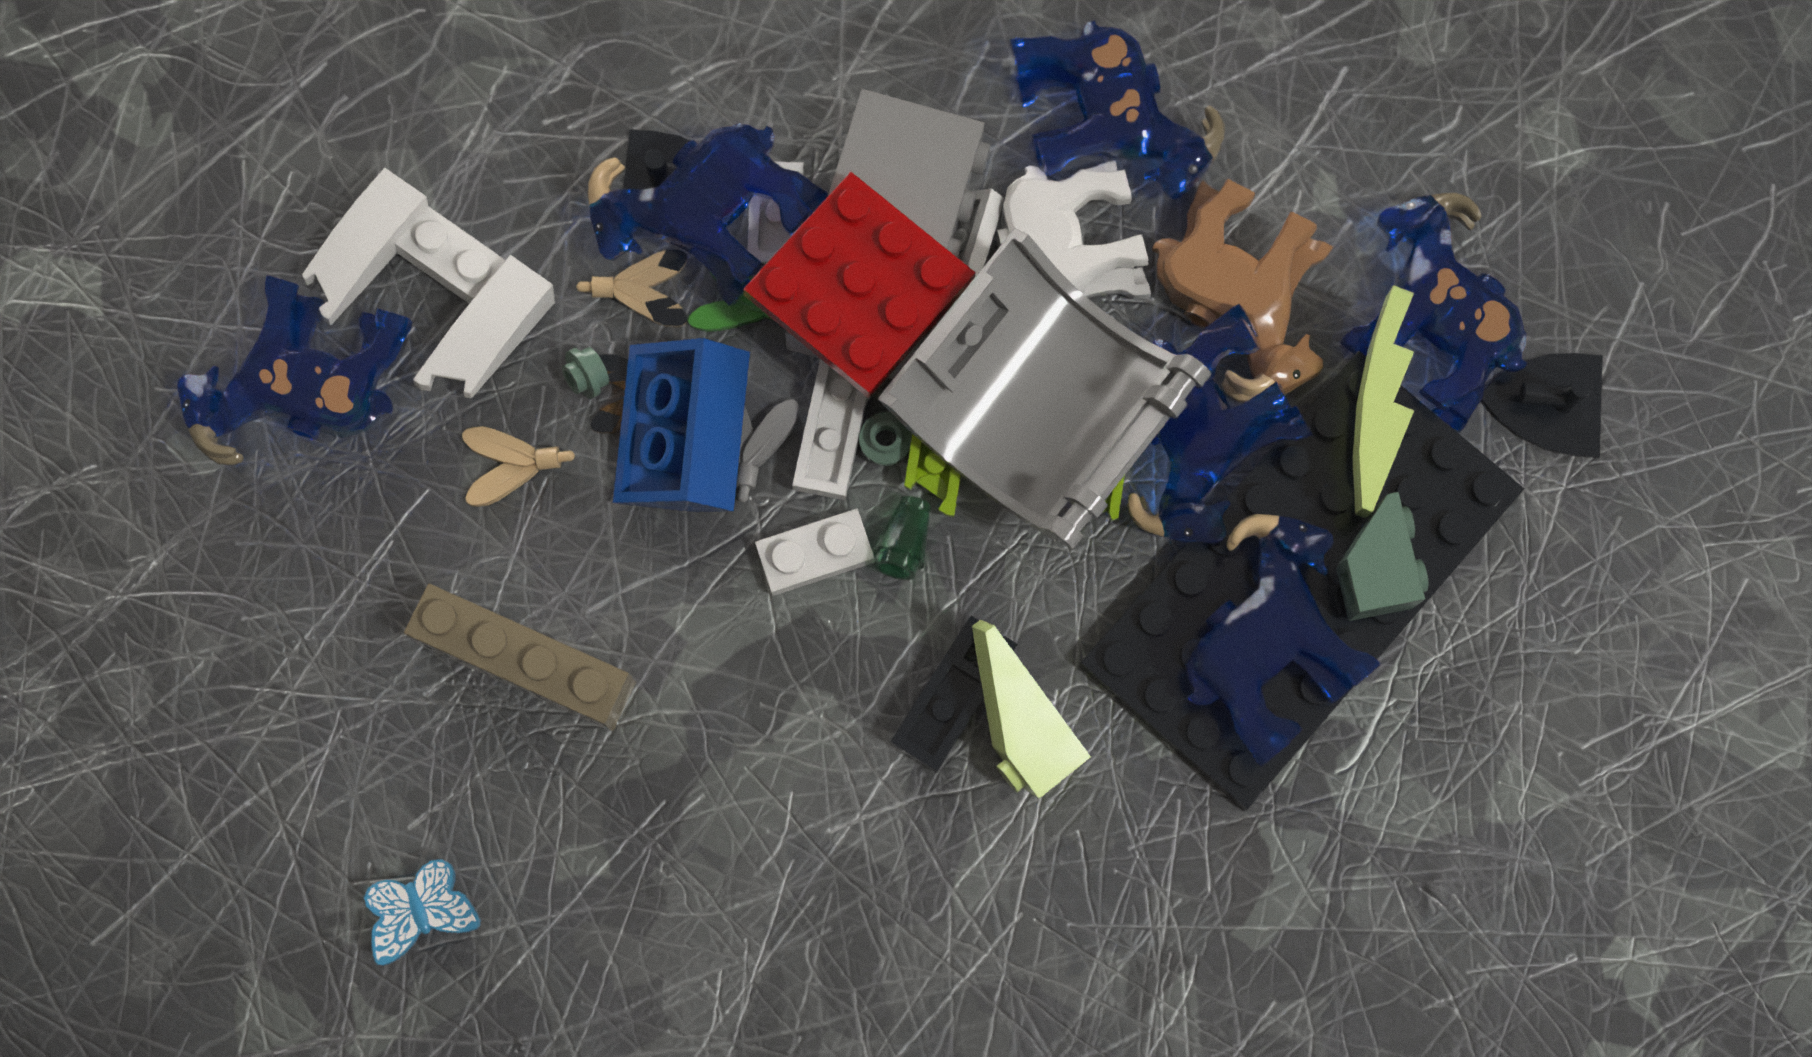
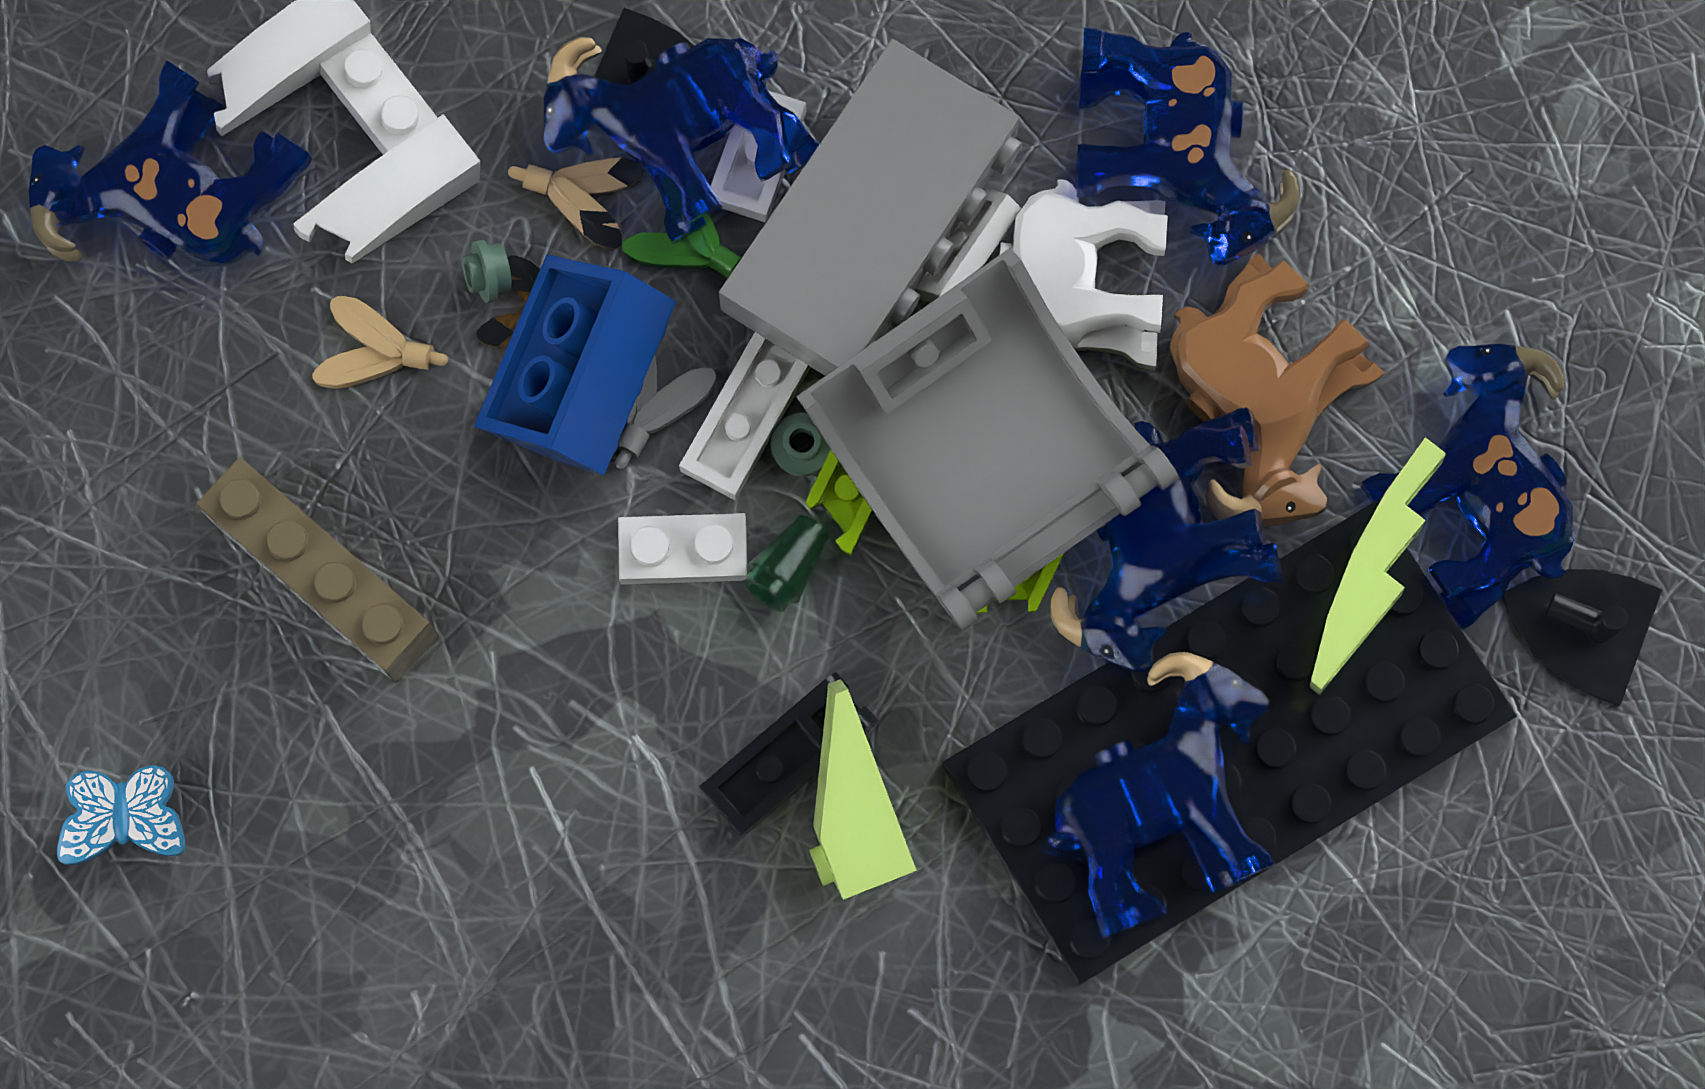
camera: 20 degrees right, 0 degrees up
(859, 284) = (818, 260): red plate -> none
(1380, 565) = (1312, 754): sand green slope -> none

